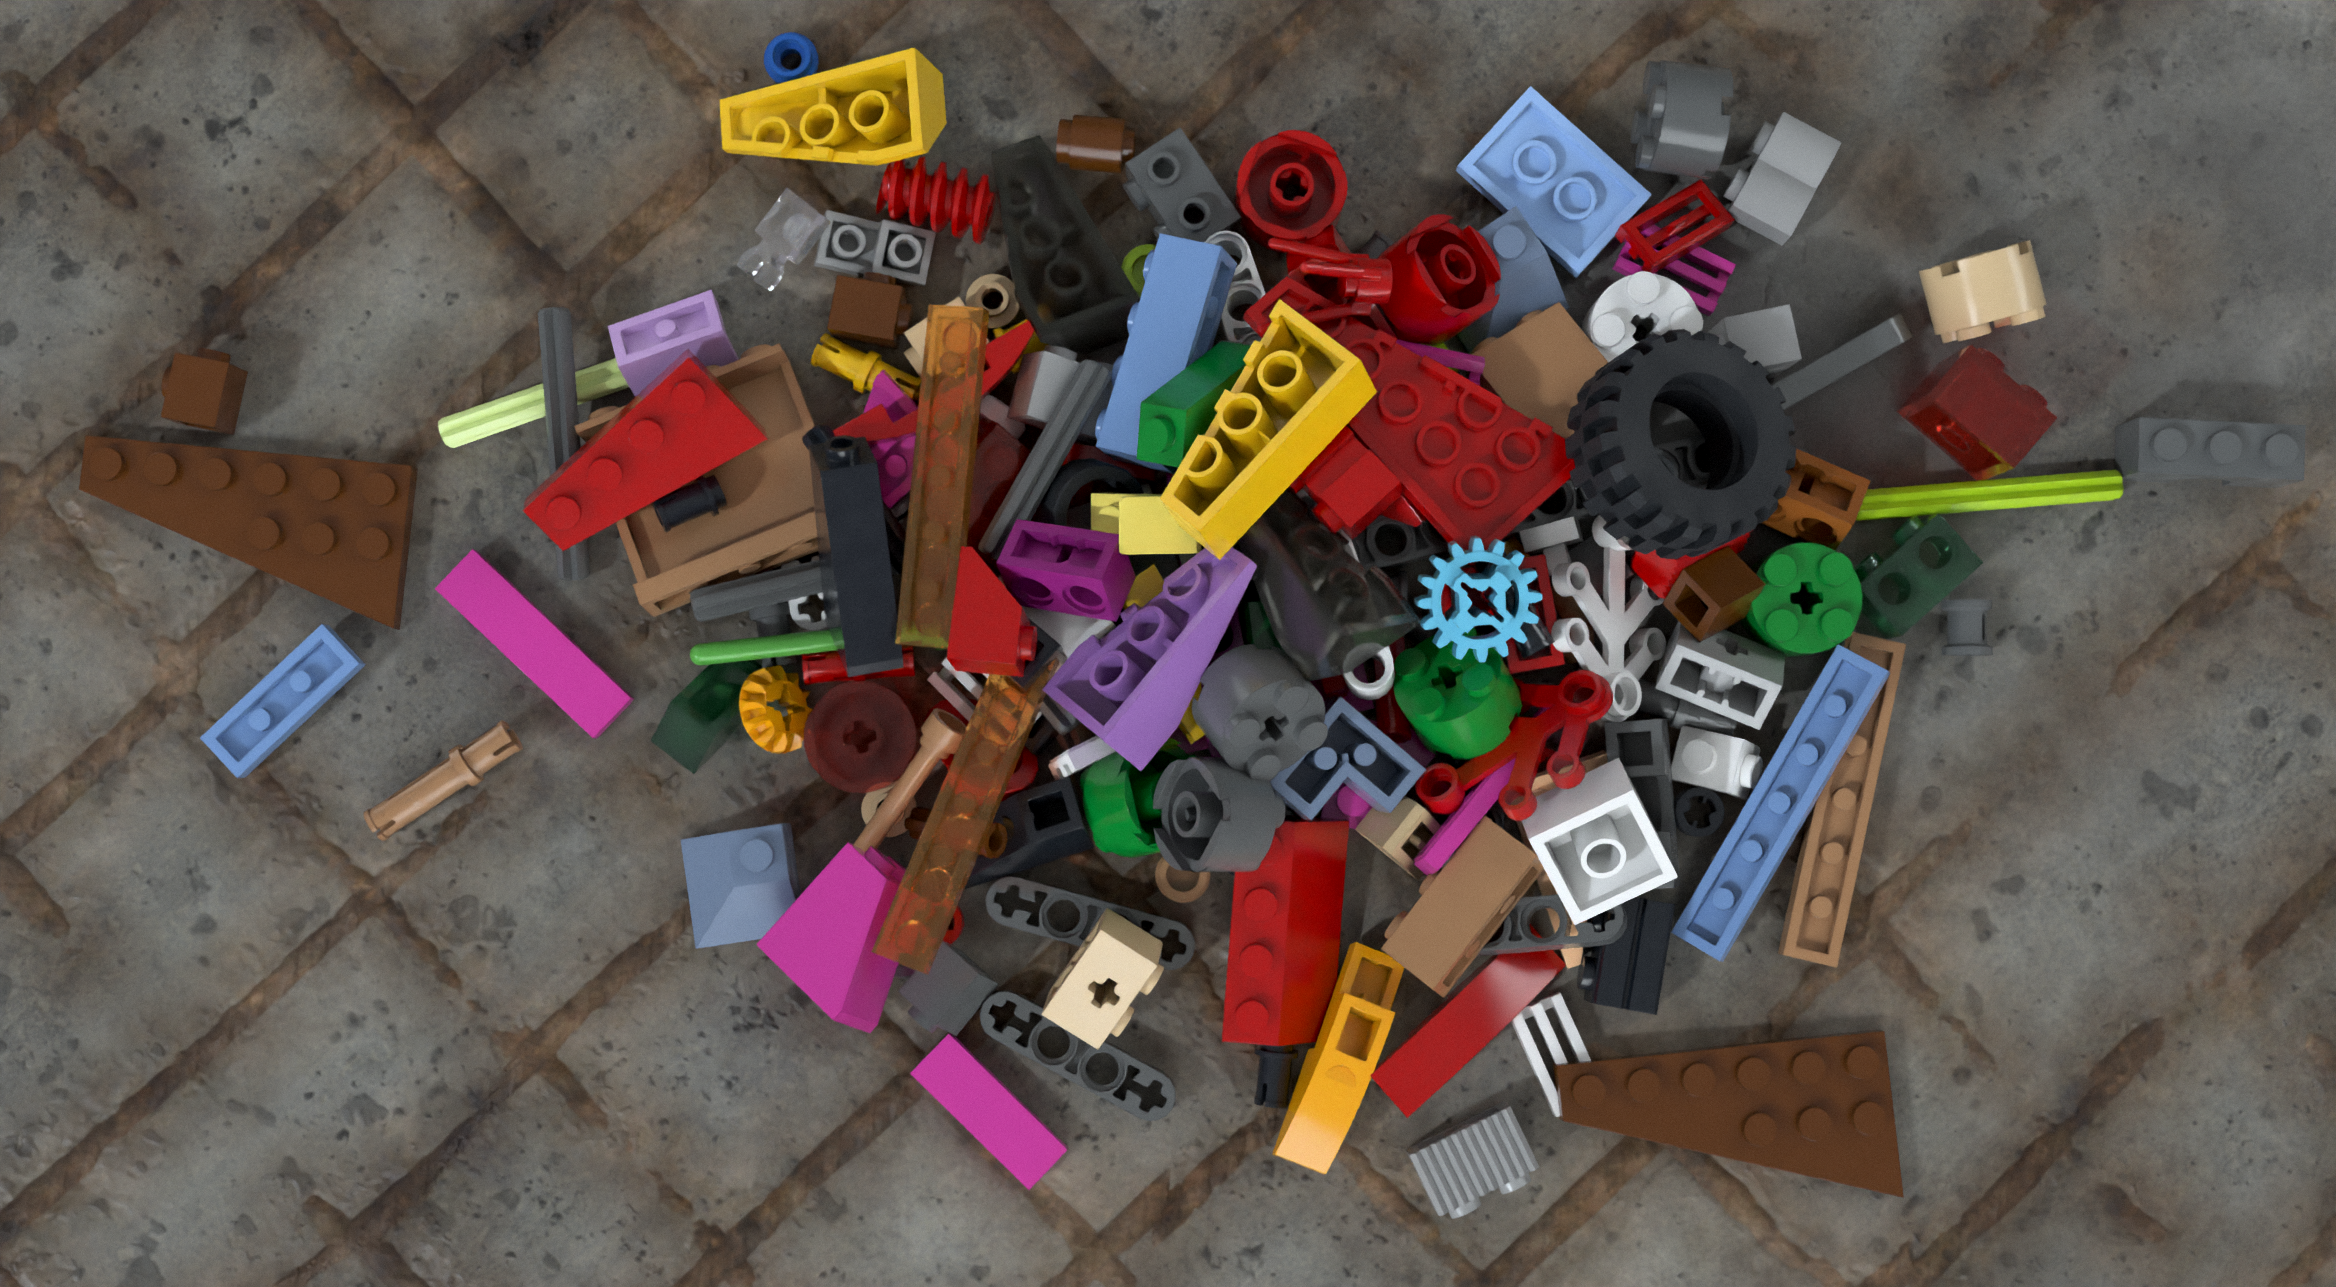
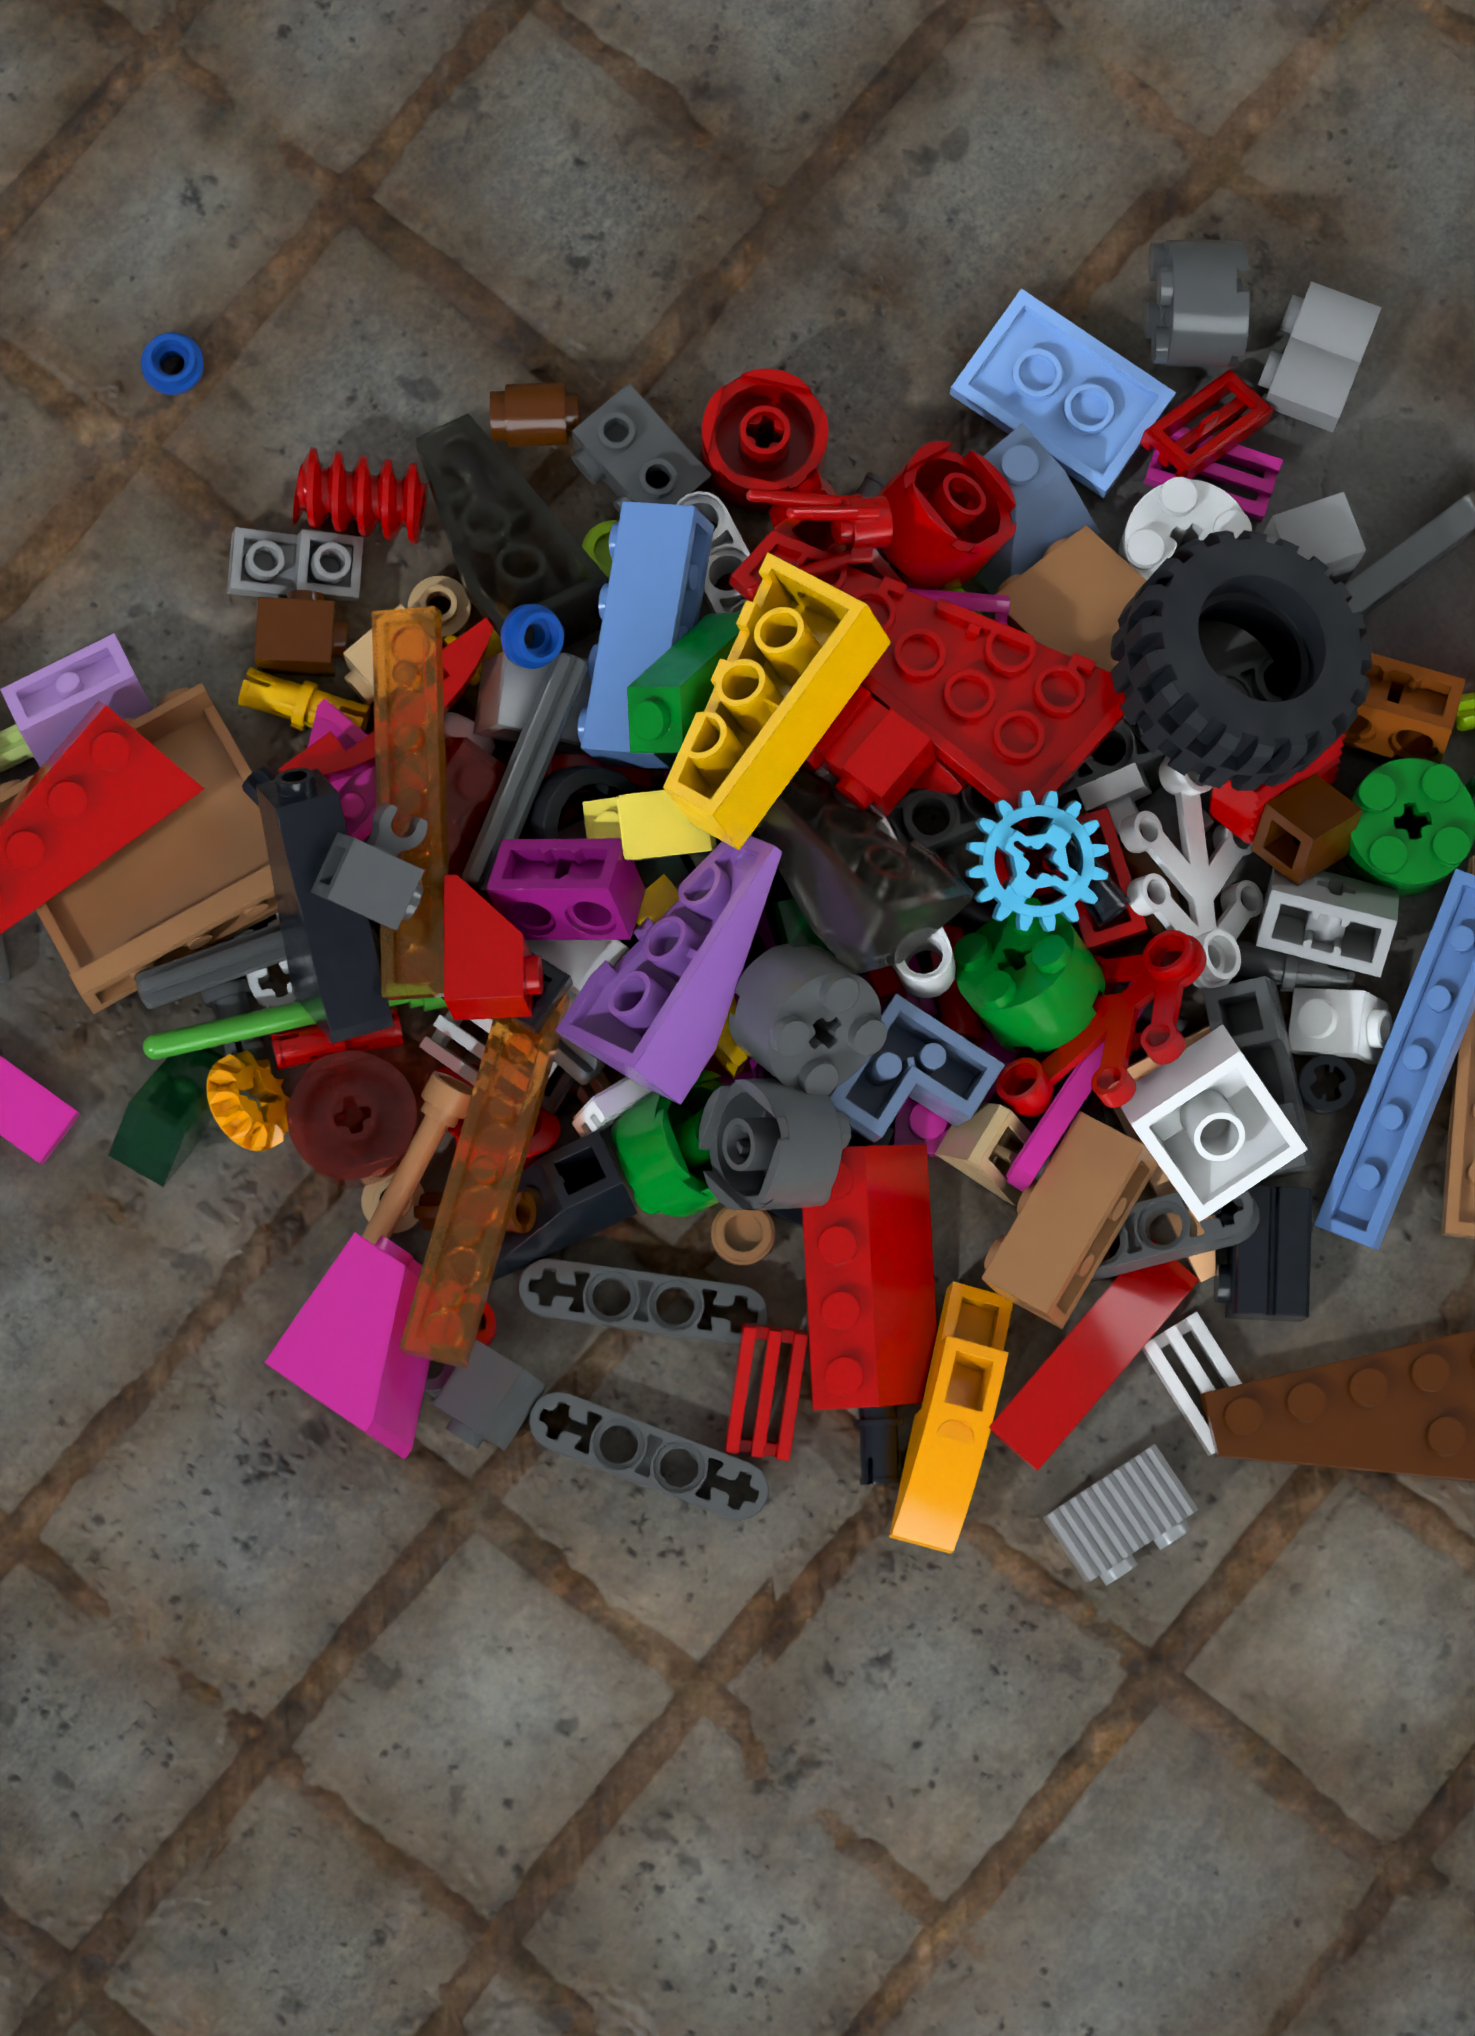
camera: 10 degrees left, 5 degrees down
(690, 502) = (121, 876): black pin -> none
(739, 882) = (228, 1307): sand blue slope -> none
(787, 233) = (193, 559): clear plate -> none
(843, 115) = (240, 417): yellow wedge -> none
(896, 541) = (370, 875): none -> dark grey brick
(989, 1110) = (554, 1534): dark pink tile -> none
(1078, 348) = (547, 636): none -> blue plate
(1113, 951) = (670, 1323): tan brick -> none
(1172, 1057) = (759, 1445): none -> red tile

